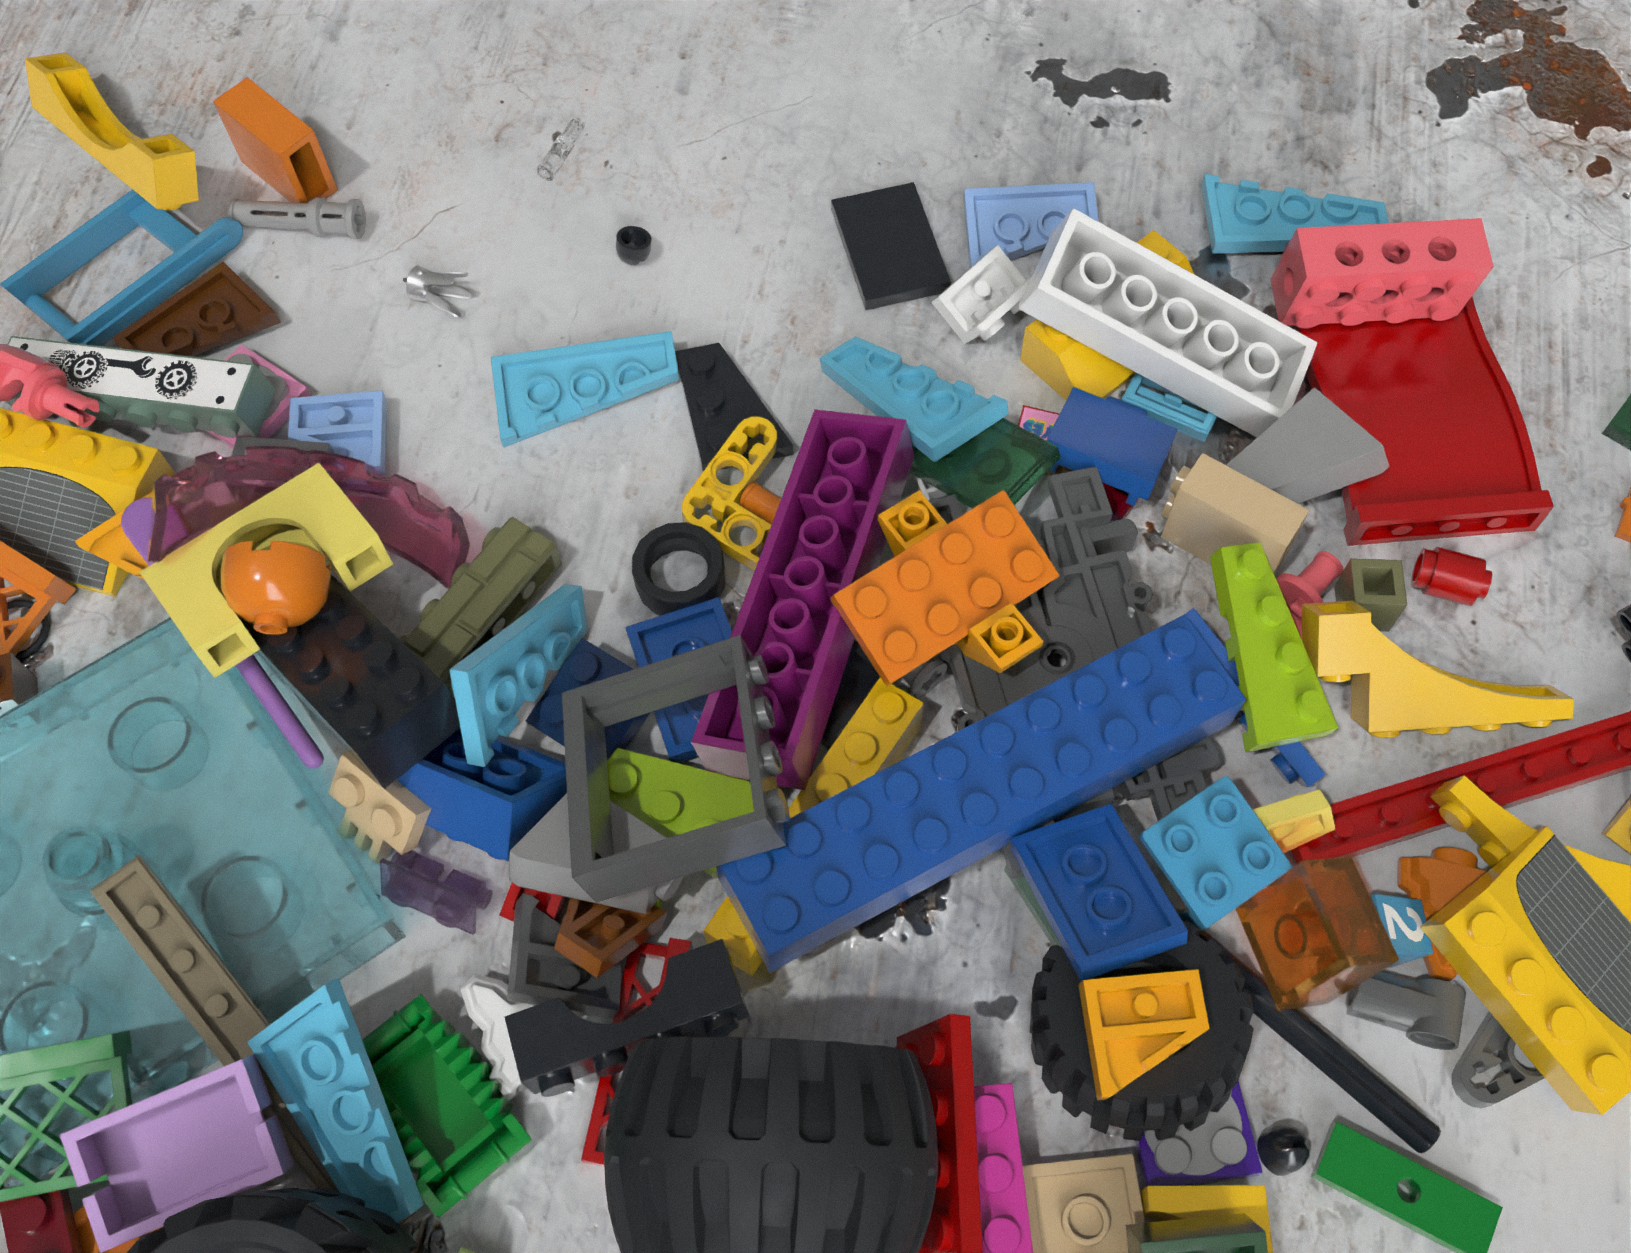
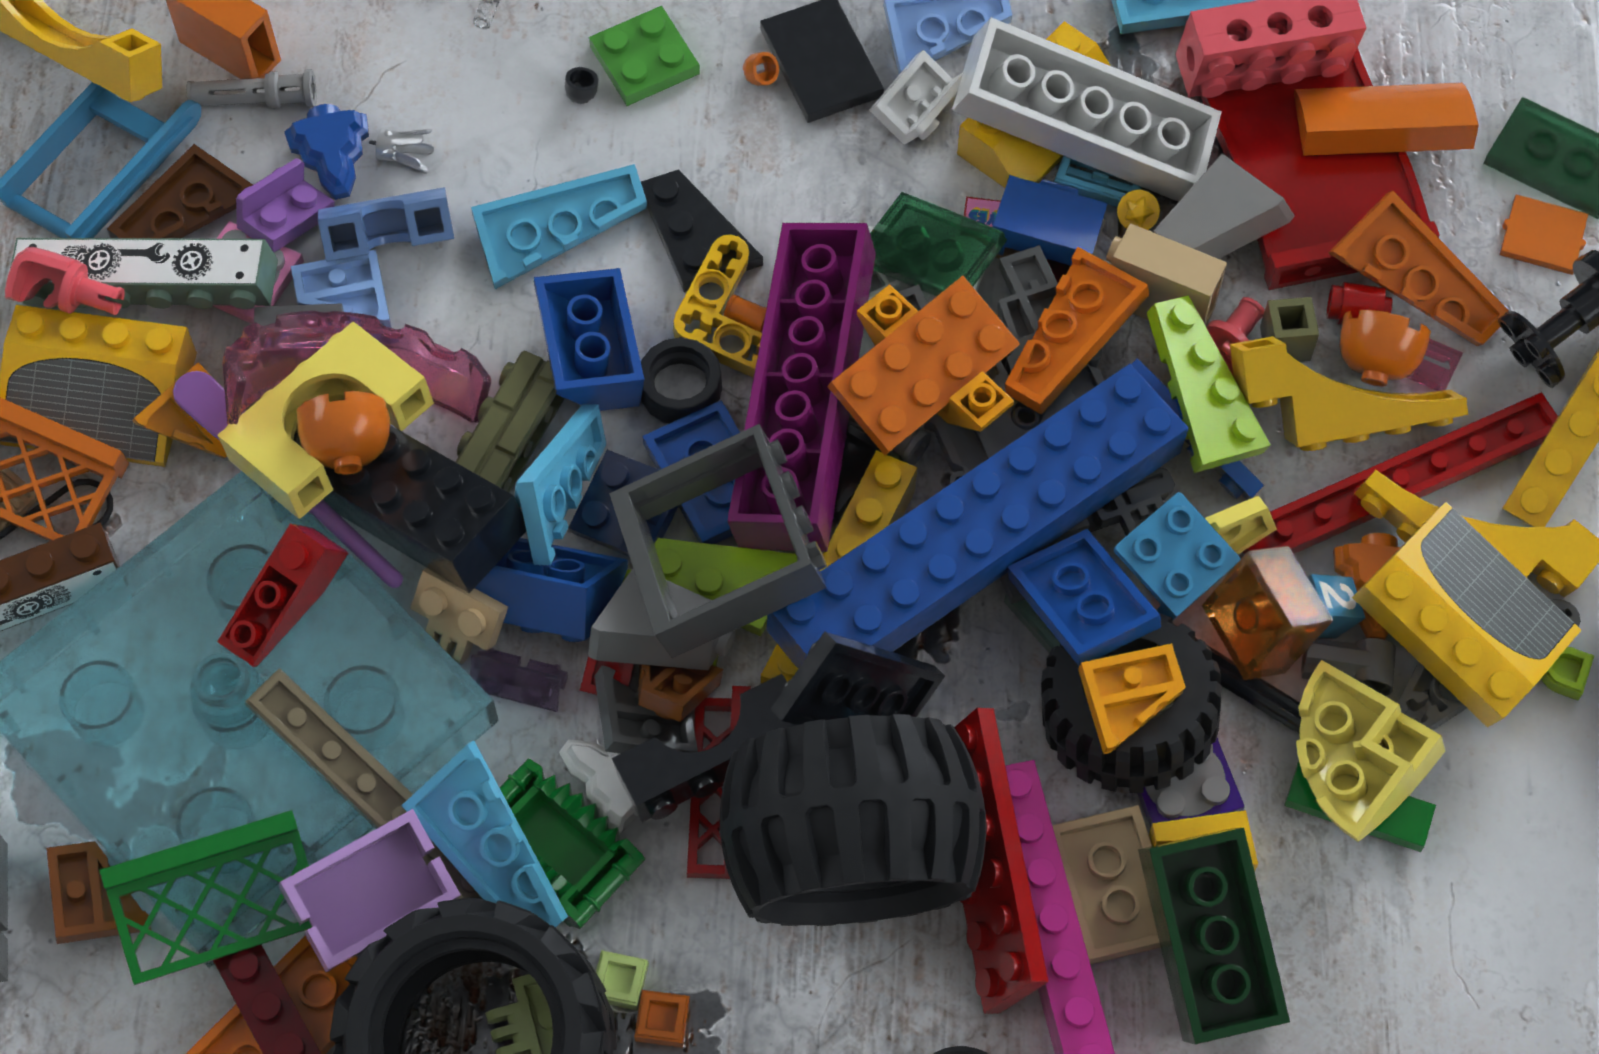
camera: 10 degrees left, 0 degrees up
(179, 758) = (282, 592): none -> red slope
(294, 334) = (280, 206): none -> medium lavender bracket
(362, 278) = (330, 145): none -> blue rock
(376, 364) = (360, 226): none -> medium blue arch
(583, 512) = (590, 338): none -> blue slope
(705, 223) = (644, 55): none -> bright green plate
(804, 975) = (855, 679): none -> black plate
(824, 258) = (761, 77): none -> orange hinge
(936, 411) = (894, 212): medium azure wing -> none
(1132, 556) = (1081, 319): none -> orange wing
(1212, 438) = (1138, 208): none -> yellow tile
(1285, 1160) = (1264, 792): black hinge -> none
(1413, 1127) = (1360, 750): none -> light yellow brick
(1477, 625) = (1382, 346): none -> orange cylinder
(1502, 372) = (1386, 119): none -> orange slope
(1525, 539) = (1415, 265): none -> orange wing
(1531, 653) = (1437, 366): none -> clear pink tile

